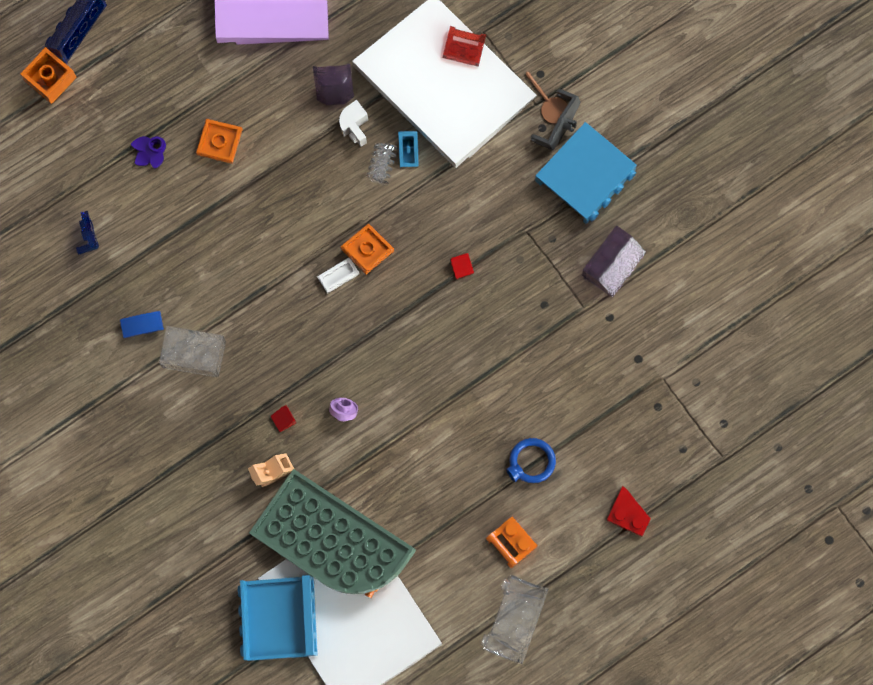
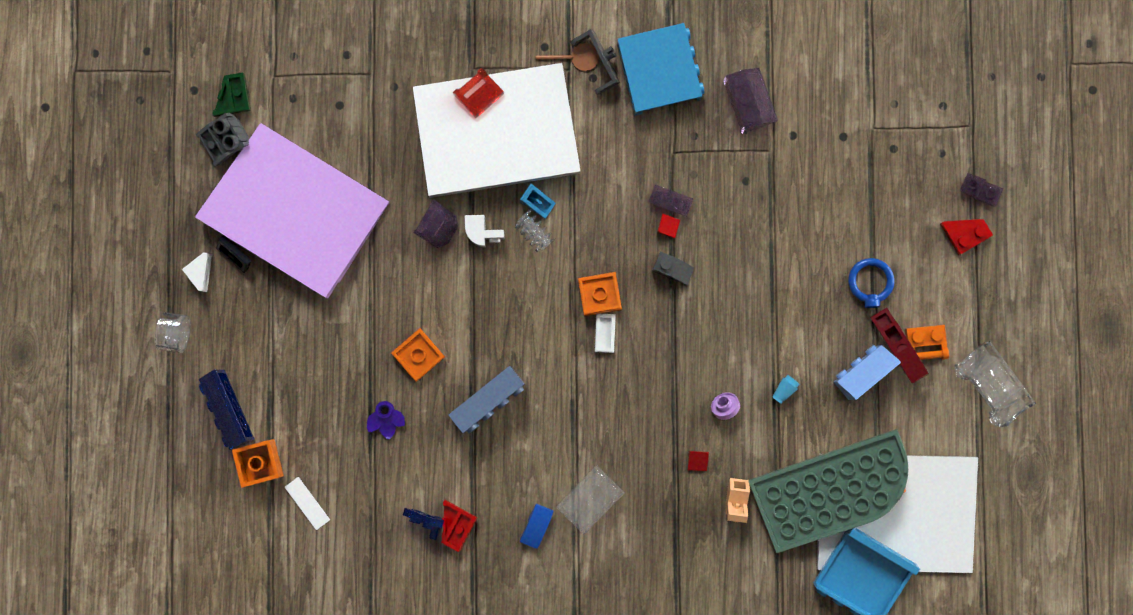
camera: 60 degrees left, 10 degrees up
(41, 137) = (307, 503): none -> white sticker
(99, 262) = (456, 525): none -> red wing
(218, 215) = (487, 399): none -> sand blue brick
(392, 449) = (785, 389): none -> medium azure cone
(429, 292) = (673, 268): none -> dark grey slope
(450, 504) = (866, 372): none -> light blue slope
(484, 253) = (671, 200): none -> clear purple slope
(491, 515) = (899, 345): none -> dark red slope
(674, 501) = (981, 190): none -> clear purple slope

